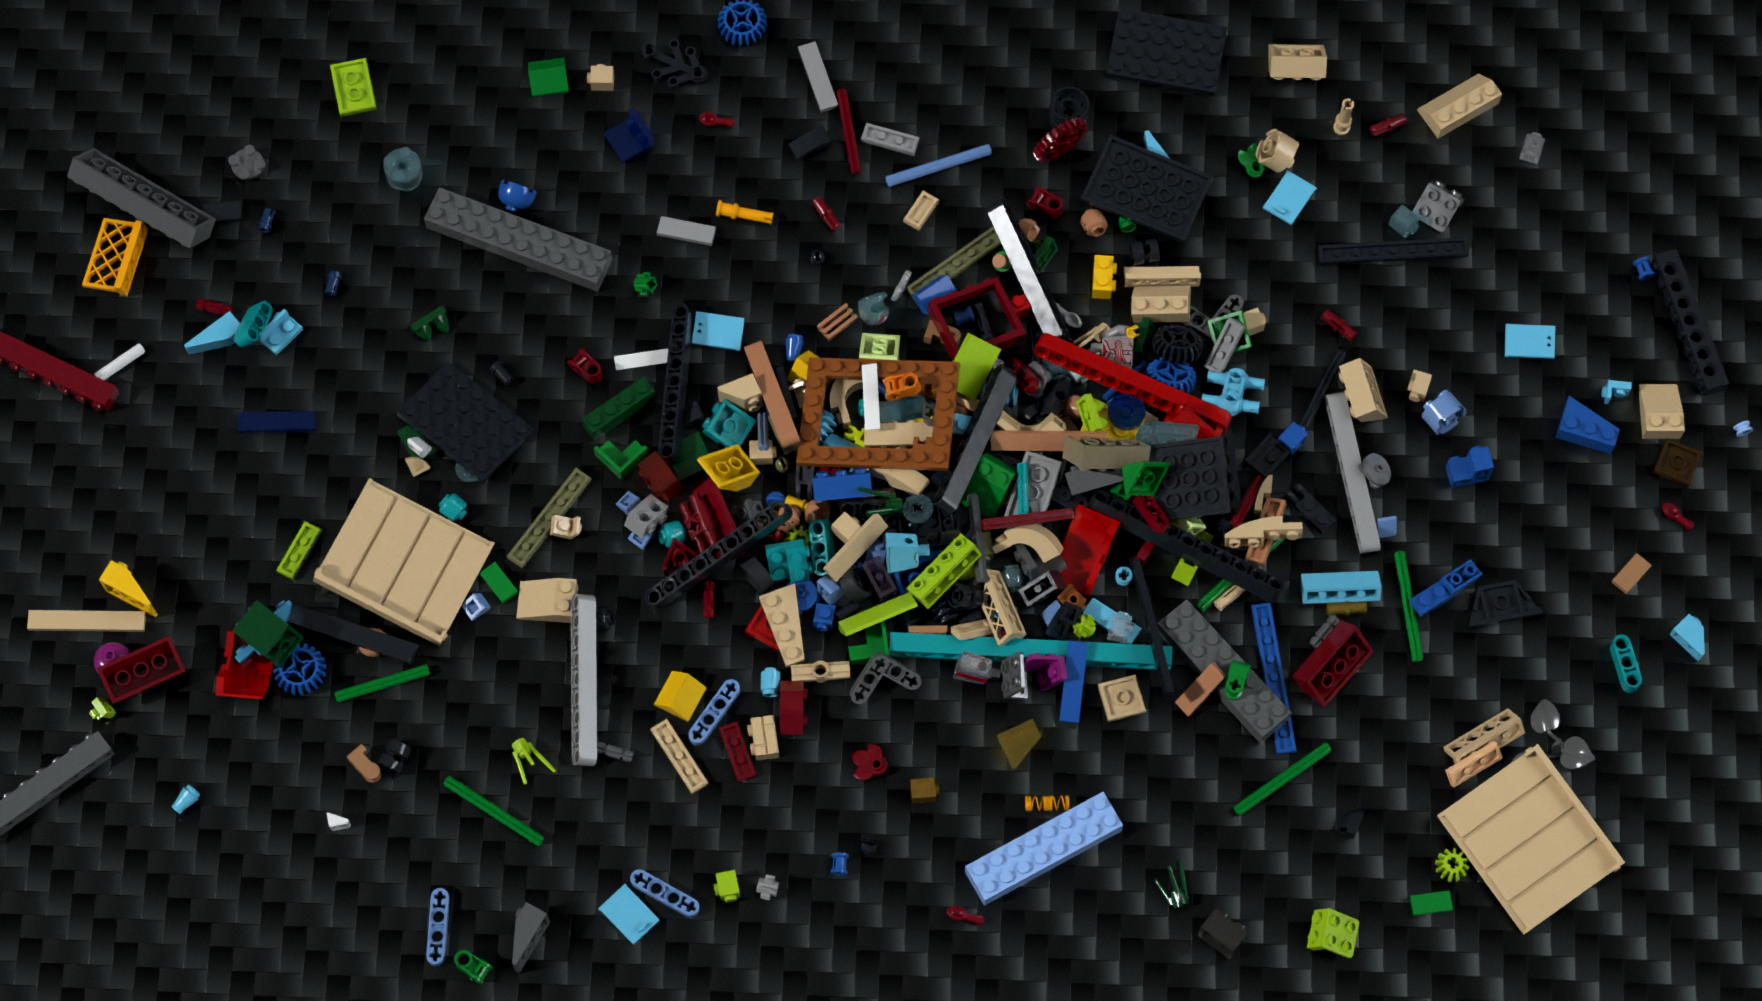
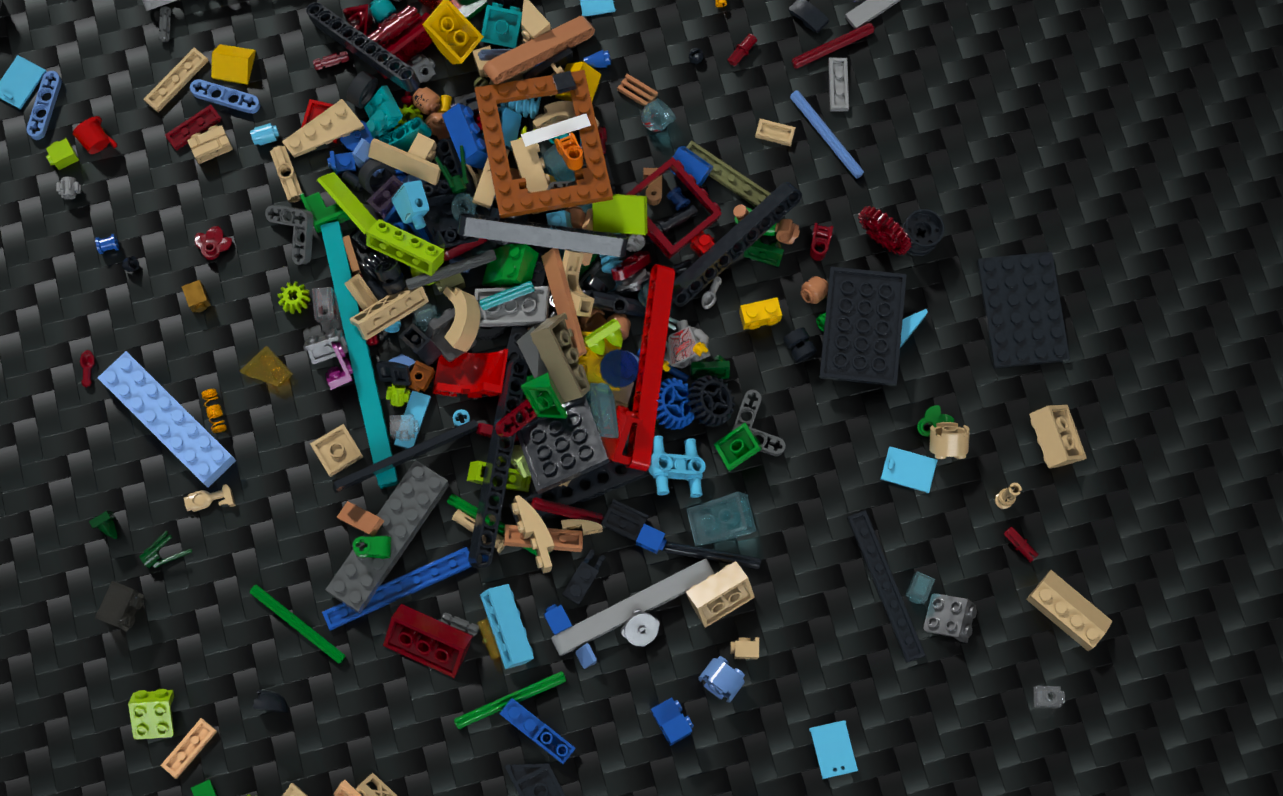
camera: 70 degrees right, 5 degrees up
(719, 848) = (92, 135): none -> red hat
(773, 497) = (443, 87): blue tile -> none
(792, 707) = (244, 159): dark red brick -> none
(821, 376) = (564, 82): none -> black tile
(879, 347) = (613, 129): yellowish green slope -> none
(901, 286) = (688, 135): light grey piece -> none
(954, 691) = (295, 290): none -> lime gear
(1027, 519) = (479, 307): dark red axle -> none
(1074, 684) = (338, 400): blue slope -> none
(1096, 333) = (701, 324): tan plant -> none
(1133, 836) = (202, 499): none -> tan piece
(1133, 928) = (105, 524): none -> dark green tile
(1161, 303) = (751, 375): tan slope -> none
(1162, 276) = (781, 369): tan fence -> none
(1225, 345) = (723, 446): light grey tile -> none
(1255, 321) = (760, 466): tan brick -> none
(1291, 372) = (721, 519): none -> clear light blue slope
(1339, 325) = (787, 553): dark red pin -> none
(1346, 542) = (557, 619): none -> blue brick
(1374, 909) = (188, 748): none -> light nougat tile

